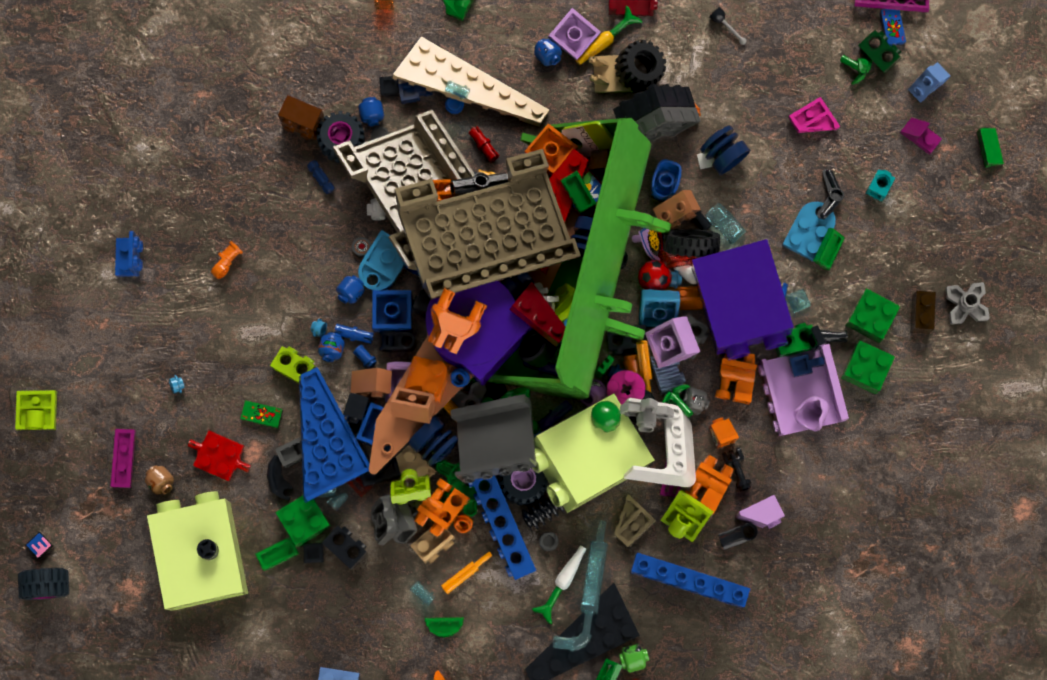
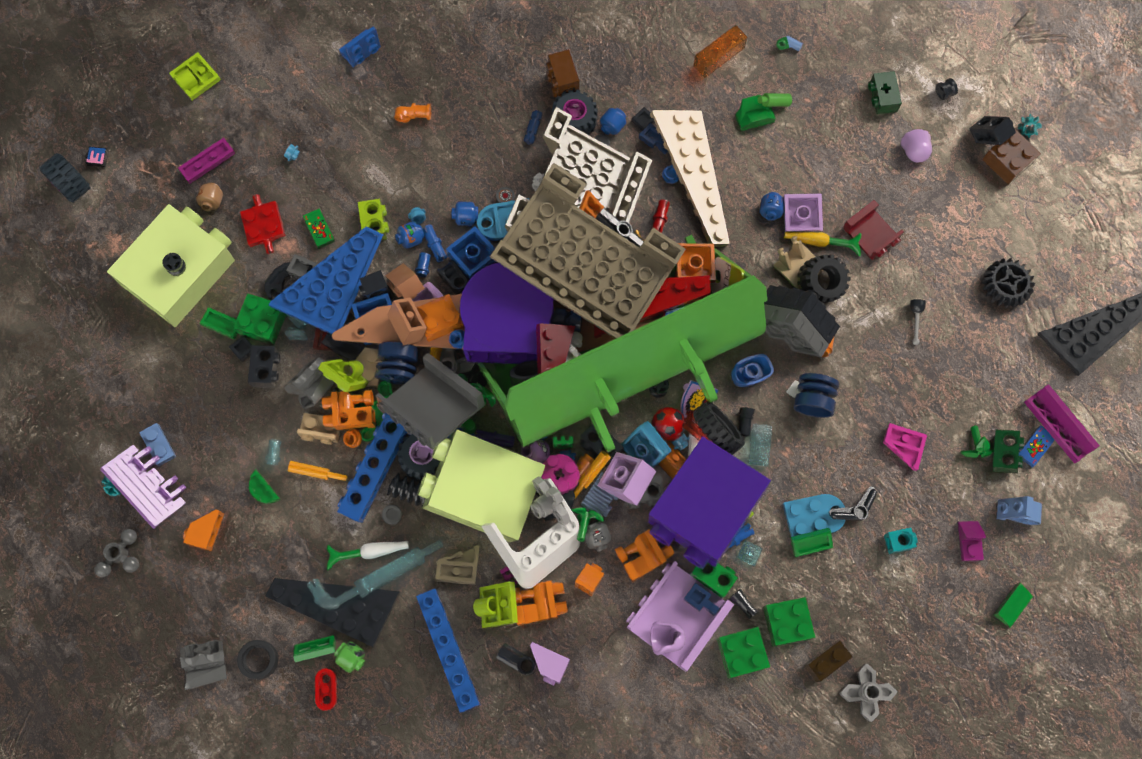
camera: 50 degrees right, 5 degrees down
(452, 324) = (486, 290): orange connector -> none
(457, 89) = (681, 161): clear light blue pin -> none
(578, 192) = (679, 298): green tile -> none
(606, 416) = (519, 472): green hair -> none
(678, 208) = (737, 397): nougat brick -> none
(743, 483) = (563, 630): black hinge -> none
(815, 338) = (726, 588): black tile -> none

